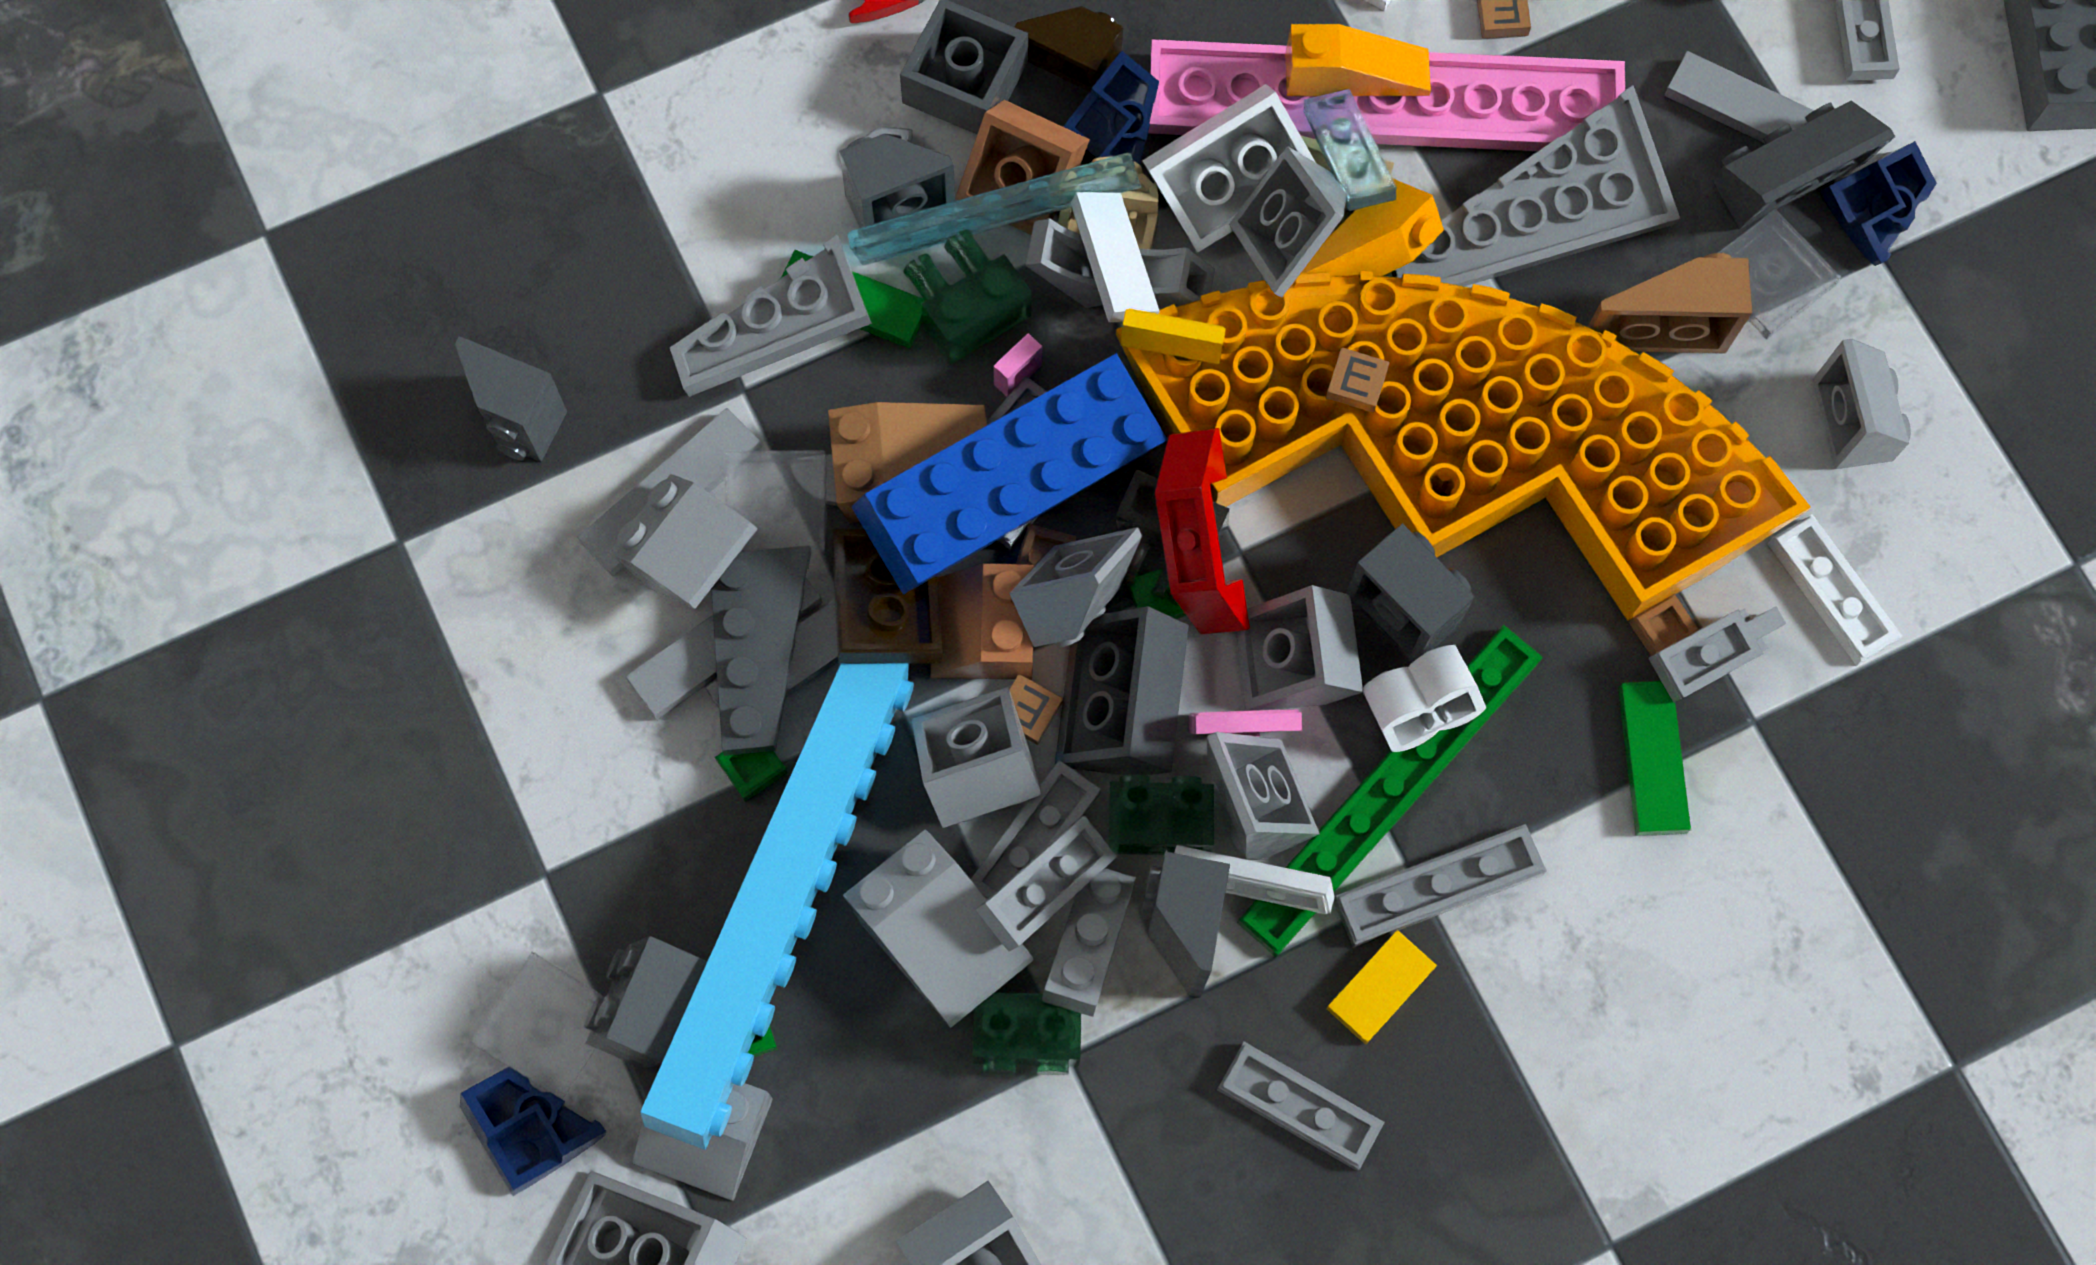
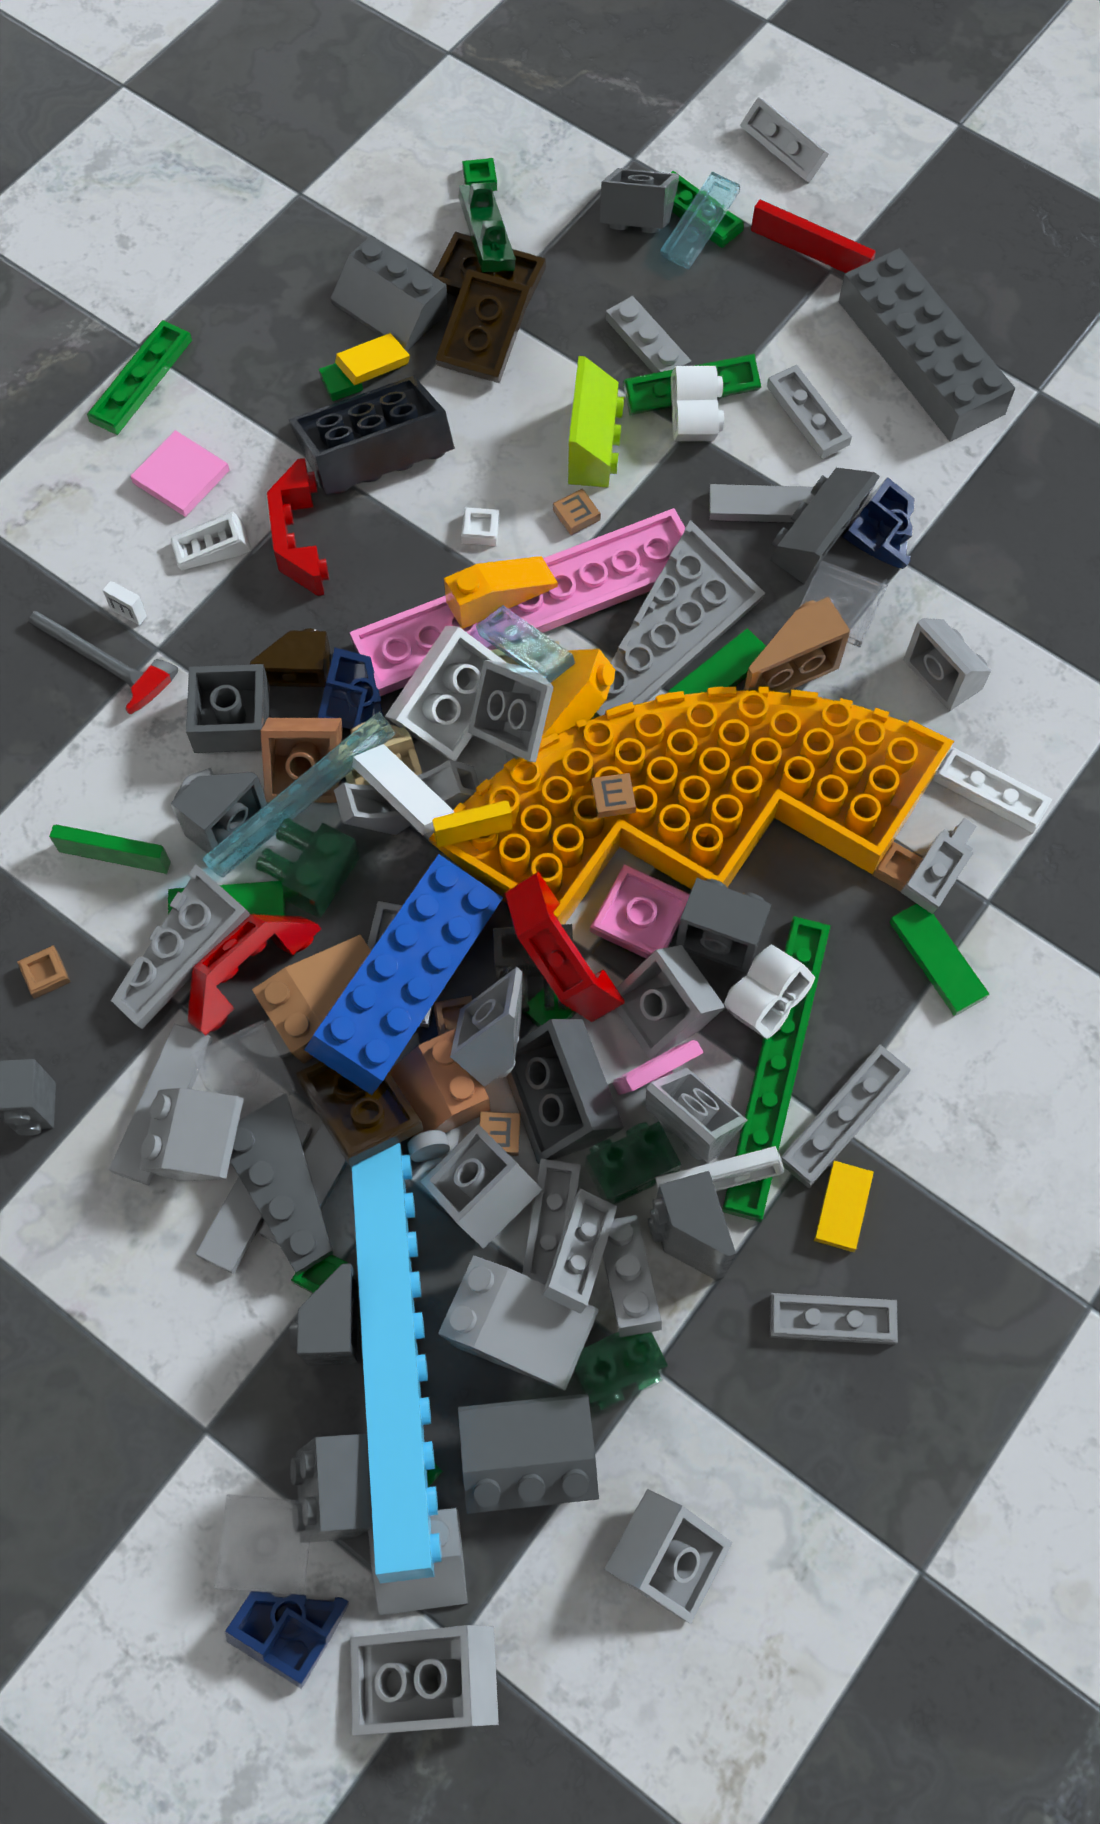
camera: 25 degrees left, 5 degrees down
(612, 280) = (43, 972): none -> medium nougat tile
(730, 821) = (329, 1322): none -> dark grey slope
(752, 172) = (110, 848): none -> green tile
(773, 406) = (207, 1004): none -> red slope
(875, 1074) = (527, 1453): none -> dark grey slope
(940, 683) = (428, 1146): none -> light grey tile
(1019, 362) = (369, 895): bright pink tile -> none
(1321, 533) = (640, 912): none -> bright pink plate
(1579, 287) = (725, 667): none -> green tile

